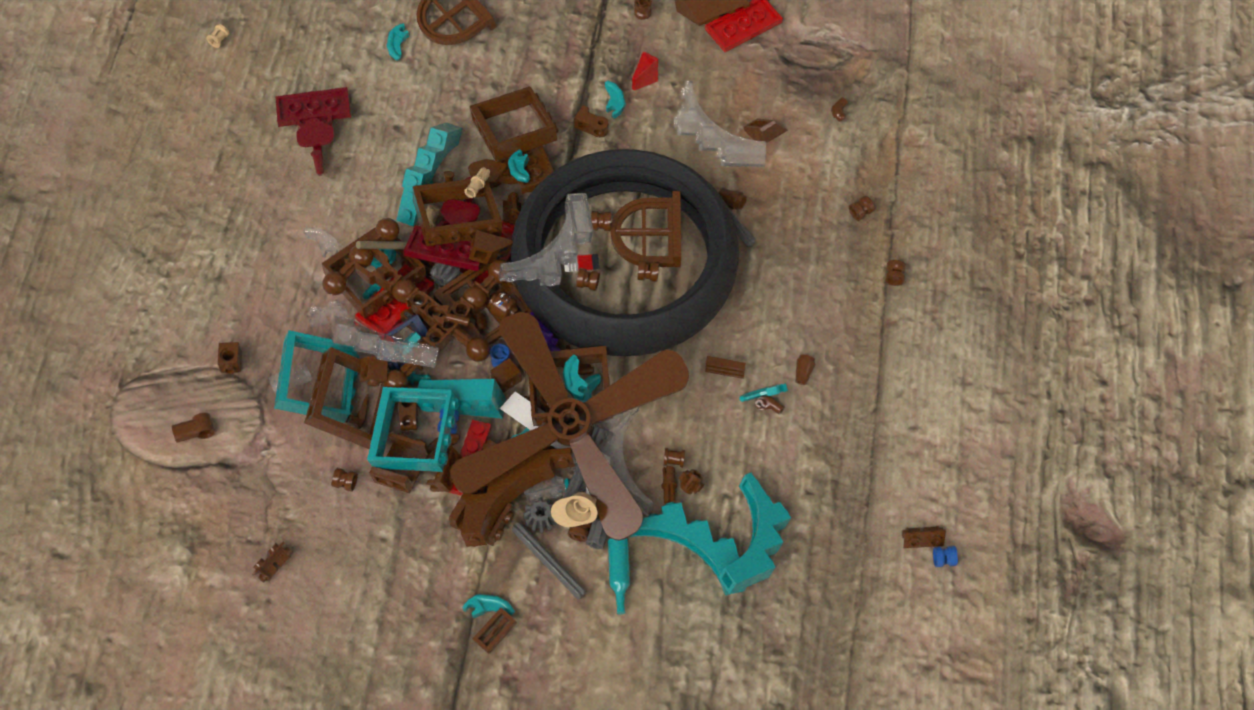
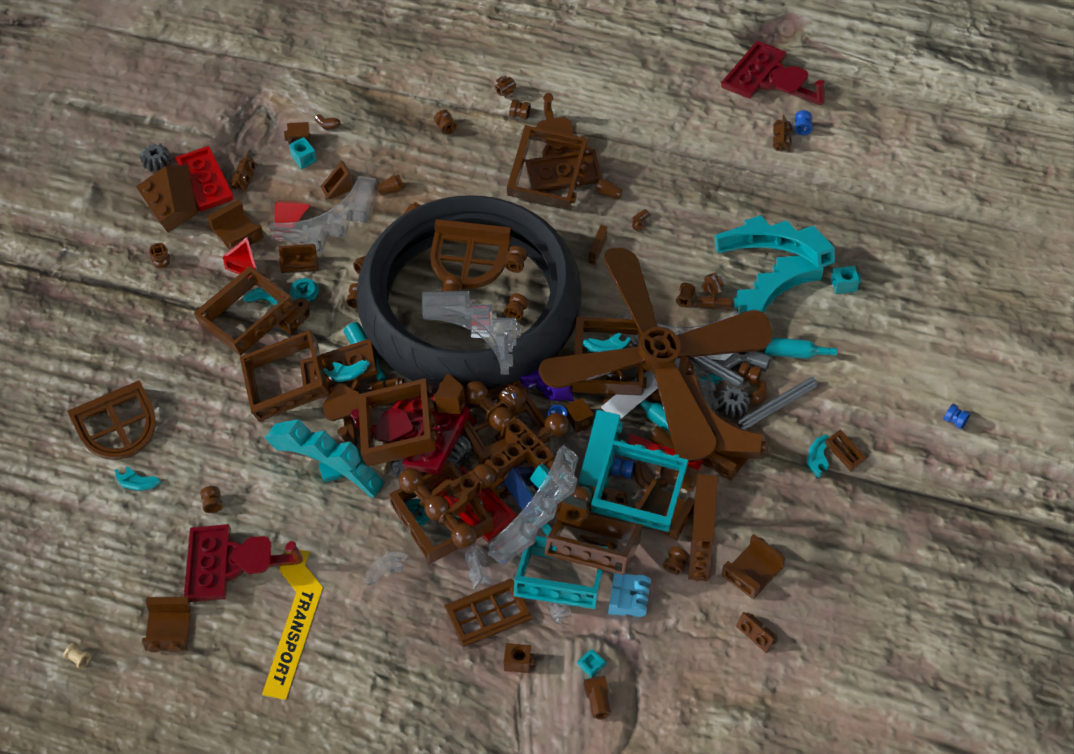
camera: 80 degrees left, 5 degrees down
(231, 421) = (591, 663): none -> teal tile
(250, 93) = (167, 624): none -> reddish brown panel
(263, 186) = (296, 627): none -> yellow sticker
(271, 323) = (487, 612): none -> reddish brown piece
(297, 436) = (629, 595): none -> medium azure legs
(342, 552) = (754, 567): none -> reddish brown panel
(361, 502) = (703, 527): none -> reddish brown window
(380, 245) = (431, 486): dark tan bar -> none
(382, 96) = (211, 499): none -> reddish brown wheel
(449, 317) = (529, 443): reddish brown bar -> none
(477, 182) = (369, 397): tan axle -> none
(556, 542) = (760, 394): none -> reddish brown arm
(575, 510) = (740, 361): tan piece -> none
(592, 61) = (231, 294): none -> reddish brown window
(618, 121) = (301, 285): none -> teal gear
(659, 114) = (298, 258): none -> reddish brown hinge
(689, 59) = (234, 226): none -> reddish brown panel
(715, 94) = (289, 211): none -> red slope
(722, 607) = (845, 279): none -> teal brick
(757, 54) = (244, 173): none -> reddish brown hinge
(768, 176) = (390, 185): none -> reddish brown cone
(771, 390) = (626, 215): teal piece -> none
(791, 94) = (302, 153): none -> teal brick
(809, 275) = (551, 137): none -> reddish brown window
(814, 87) = (297, 131): none -> reddish brown brick
(828, 320) = (557, 165): none -> reddish brown plate
(923, 254) = (505, 86): none -> reddish brown gear
(1010, 507) = (763, 70): none -> dark red plate

